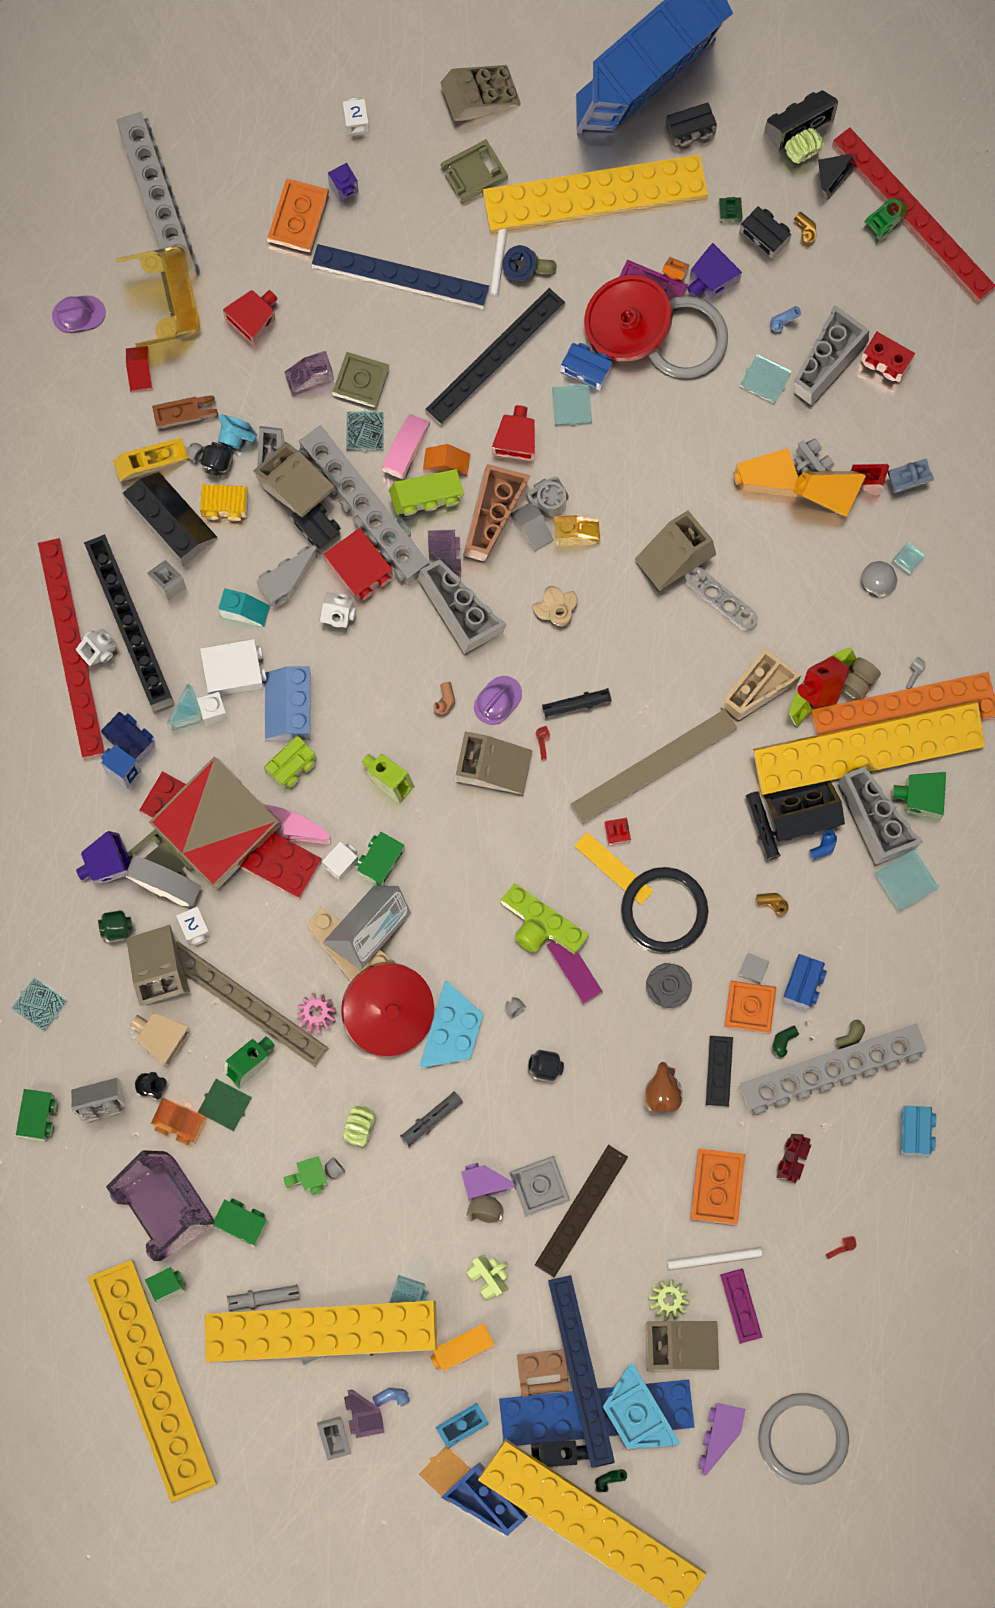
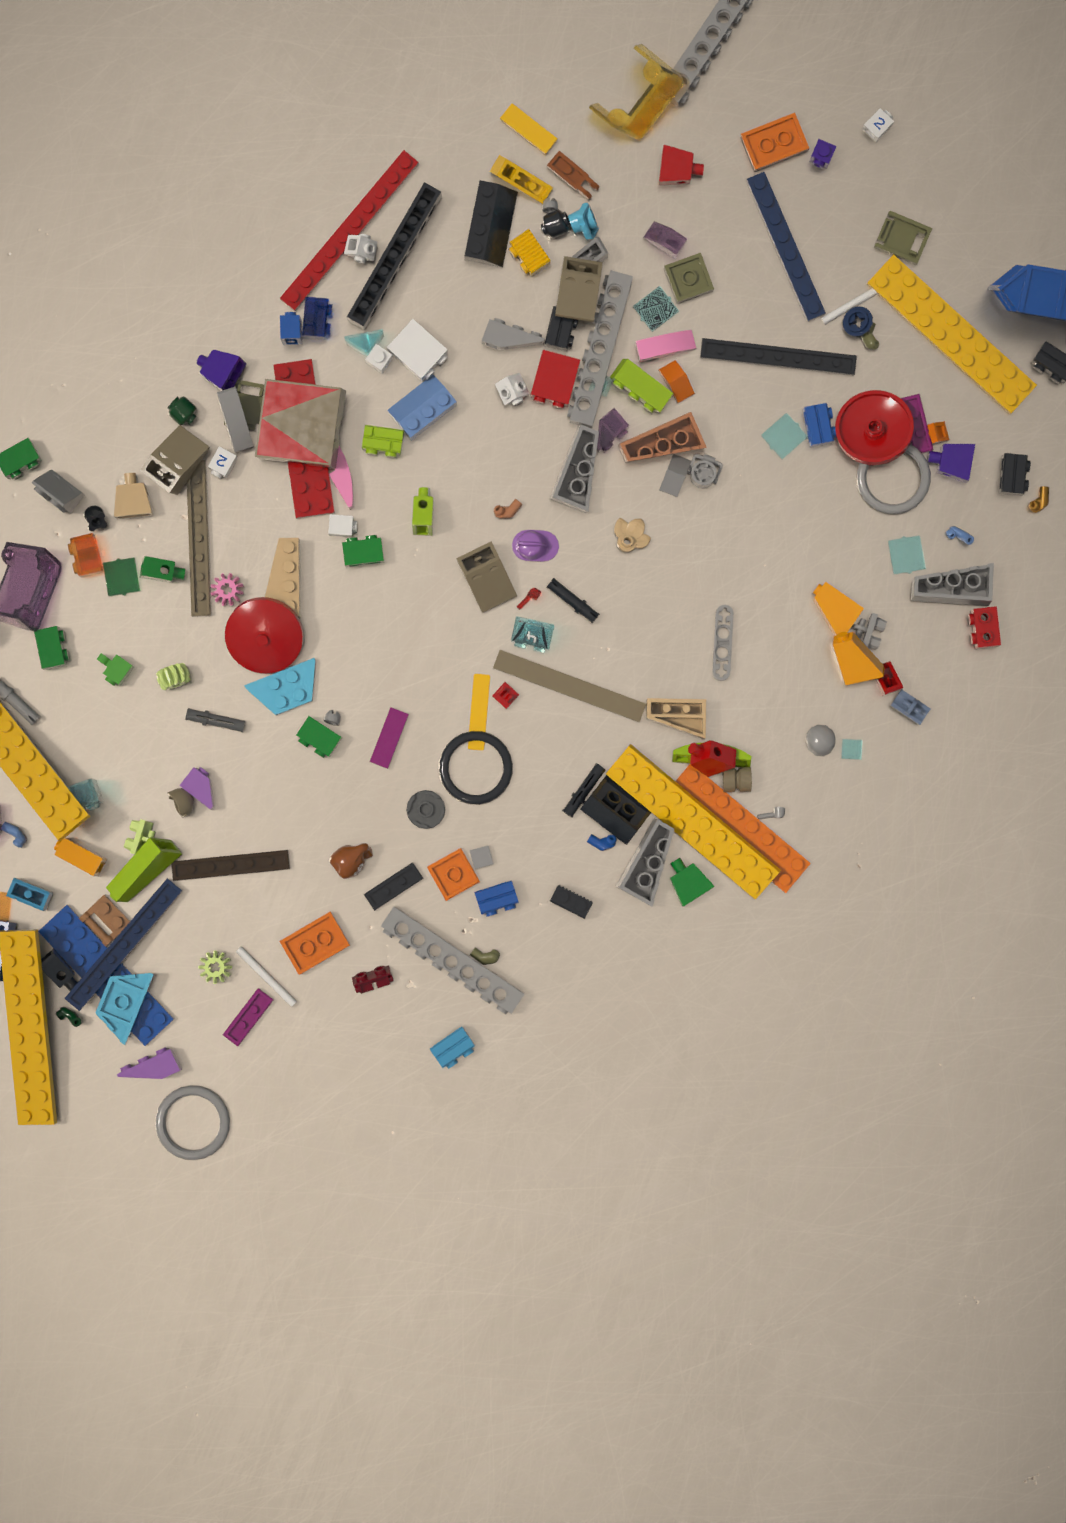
camera: 50 degrees right, 10 degrees up
(39, 1004) = (93, 402): clear light blue piece -> none
(78, 313) = (587, 47): medium lavender piece -> none
(110, 419) = (528, 129): none -> yellow tile
(138, 368) = (578, 120): red slope -> none
(167, 579) = (445, 257): light grey slope -> none
(243, 608) = (465, 325): teal slope -> none
(334, 1168) = (134, 681): light grey hinge -> none
(369, 925) = (310, 579): light grey slope -> none
(479, 91) = (964, 196): dark tan slope -> none
(516, 435) = (730, 414): red torso -> none
(521, 1296) = (143, 868): none -> lime slope
(523, 1033) = (319, 737): none -> green brick
(539, 1186) = (226, 825): light grey tile -> none
(541, 922) = (402, 692): lime plate -> none
(545, 1065) = (308, 768): black head -> none
(576, 530) = (694, 508): clear yellow slope -> none
(580, 761) = (532, 634): none -> clear light blue slope
(676, 550) = (730, 587): dark tan slope -> none
(682, 1345) = (191, 998): dark tan slope -> none
(730, 209) = (1012, 437): dark green tile -> none
(774, 900) = (538, 836): pearl gold arm -> none
(781, 1040) = (446, 911): dark green arm -> none
(849, 1245) = (342, 1058): clear red hand -> none
(860, 915) = (571, 901): none -> black brick
(907, 880) = (621, 915): clear light blue tile -> none

